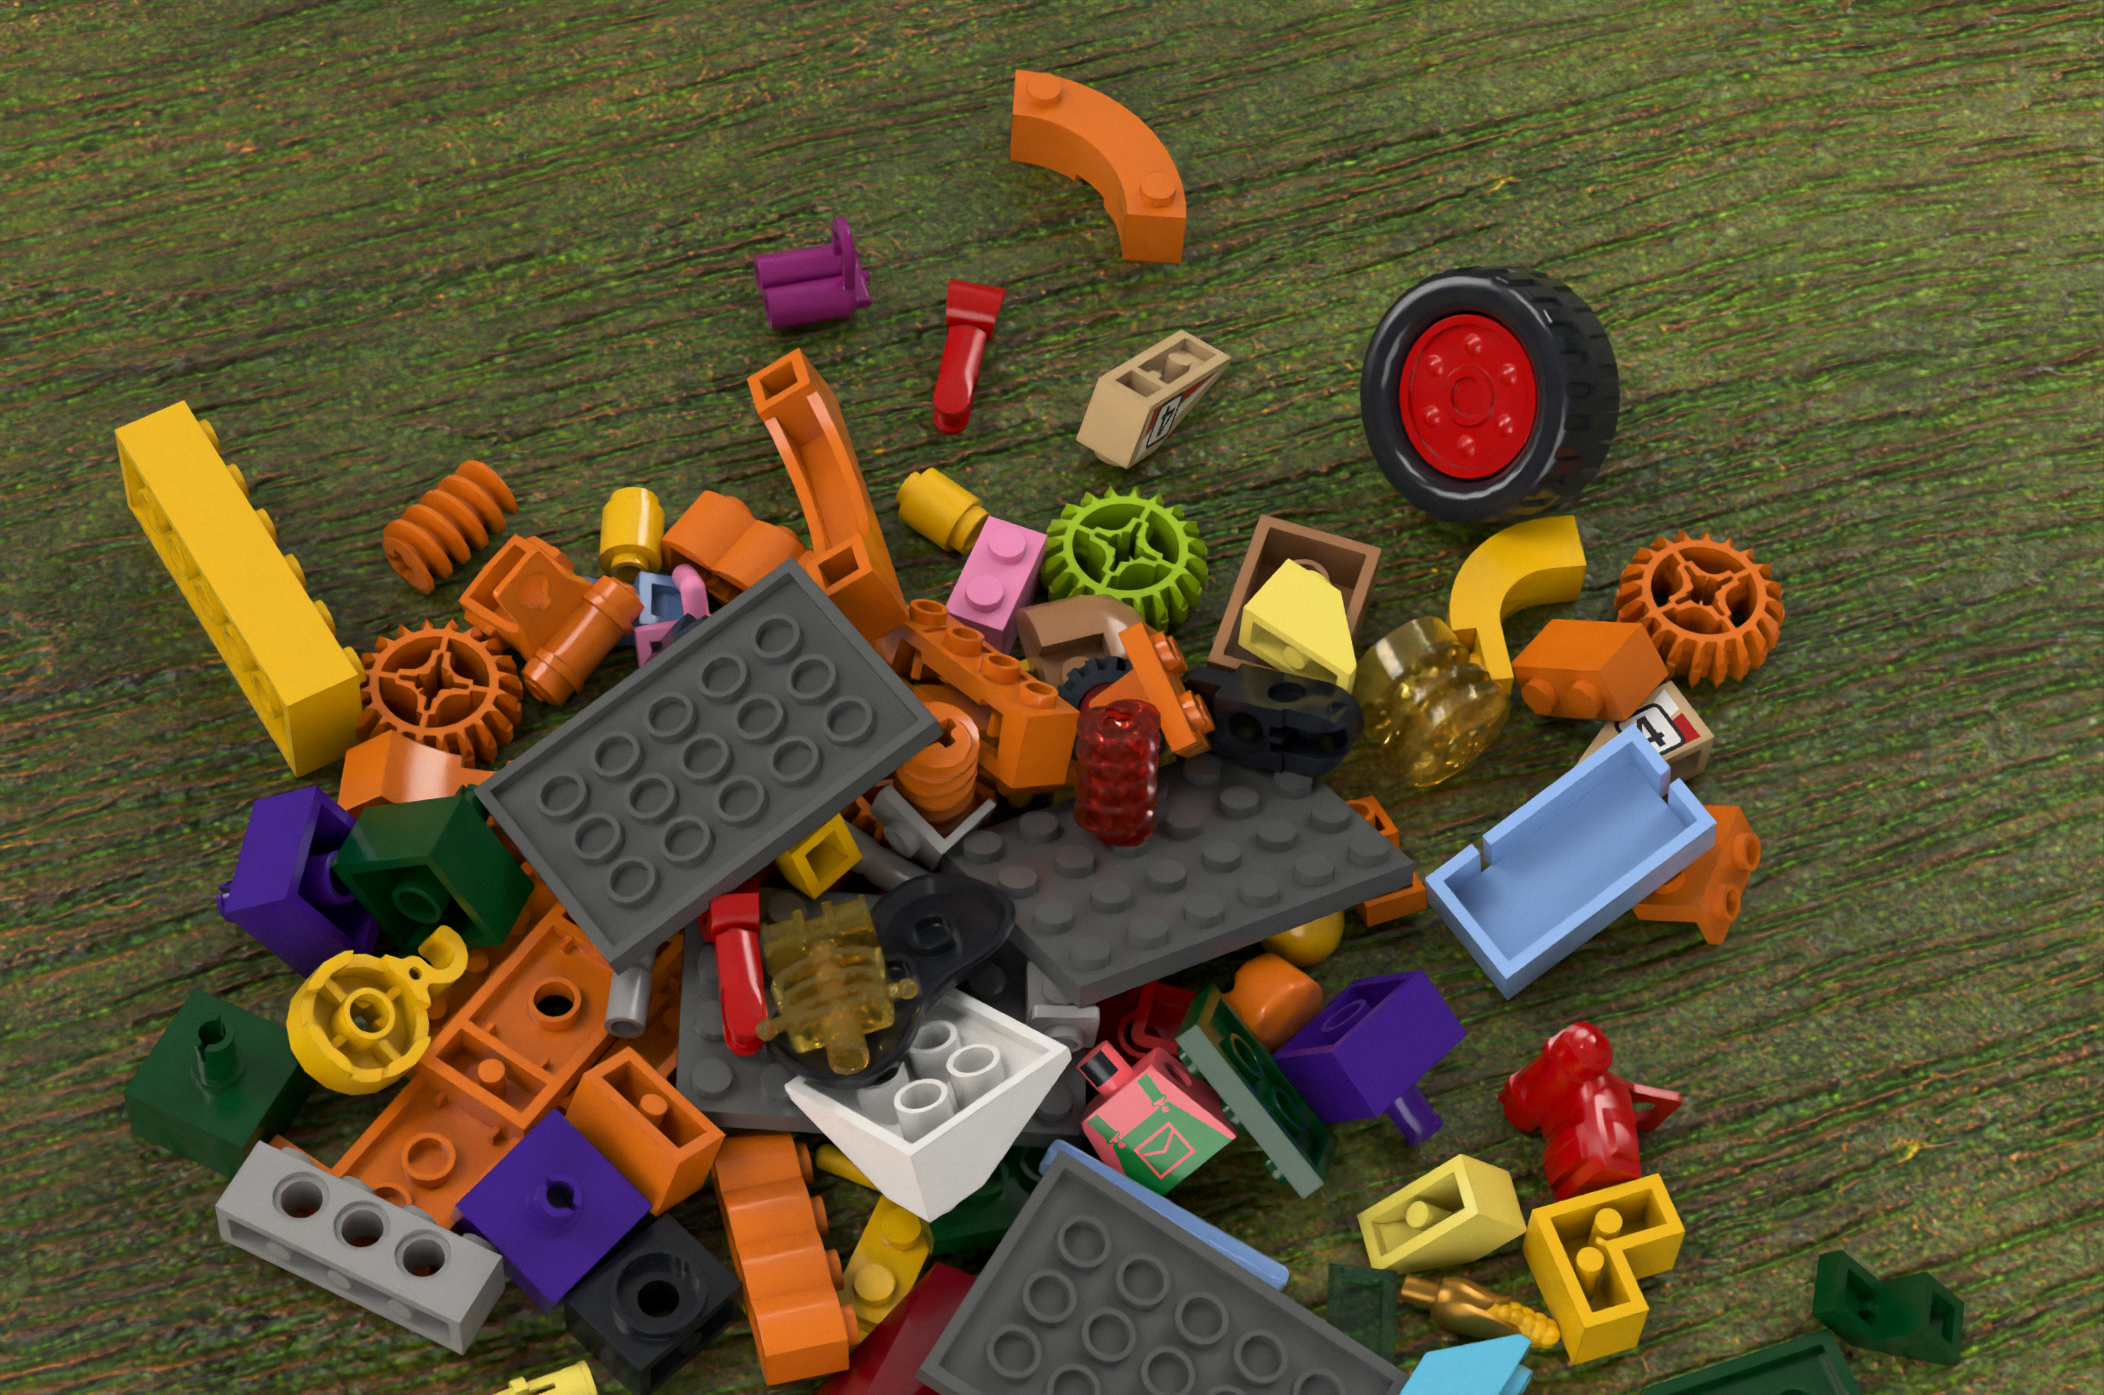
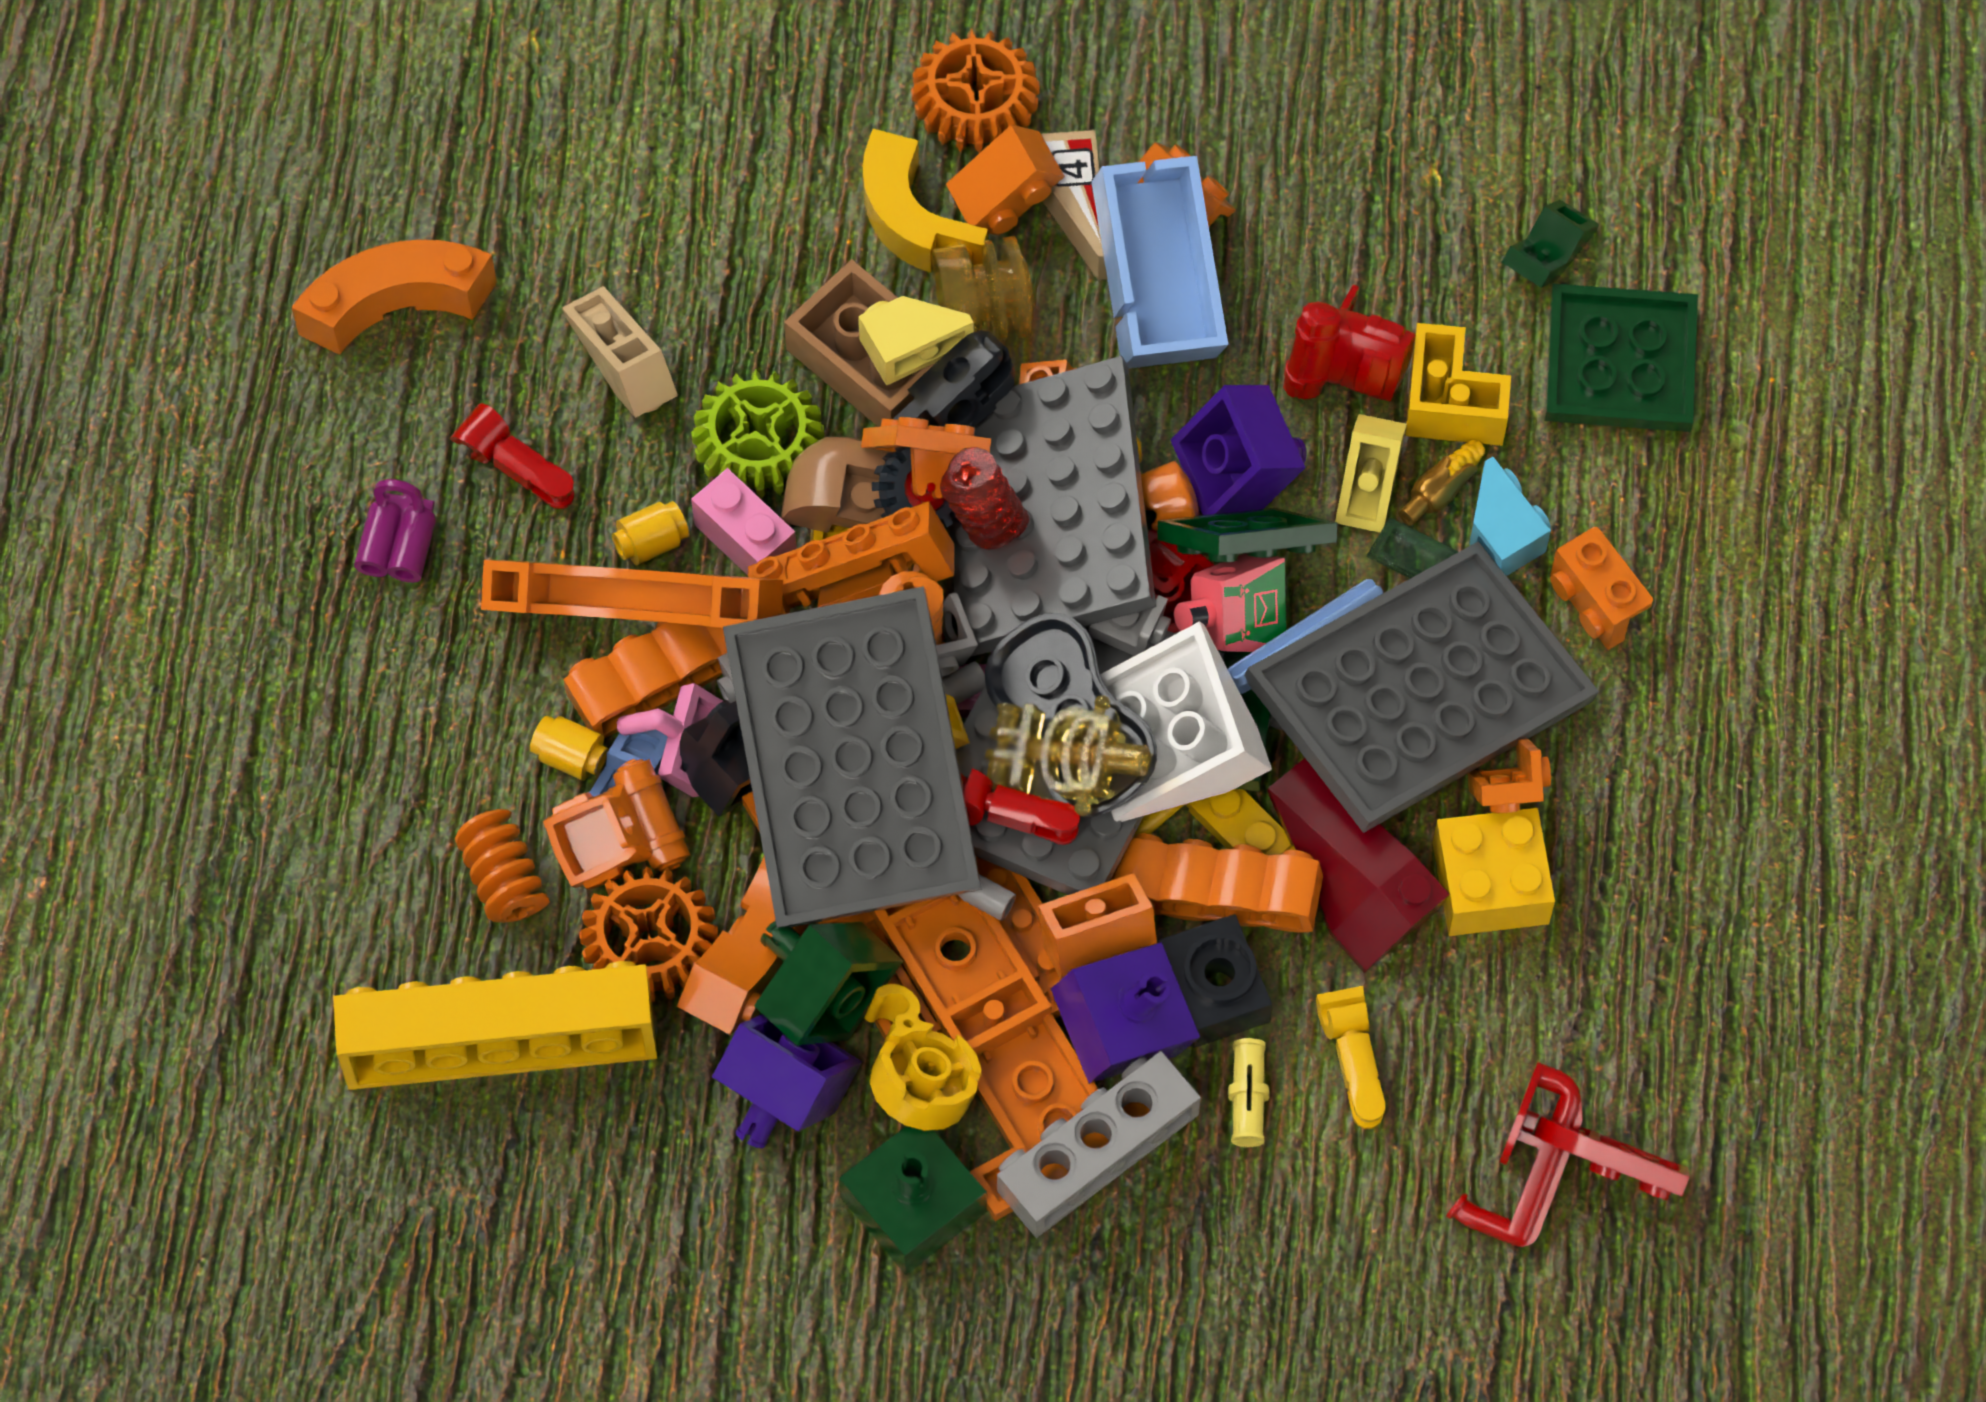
camera: 60 degrees left, 10 degrees up
(1489, 395) = (770, 128): black wheel -> none

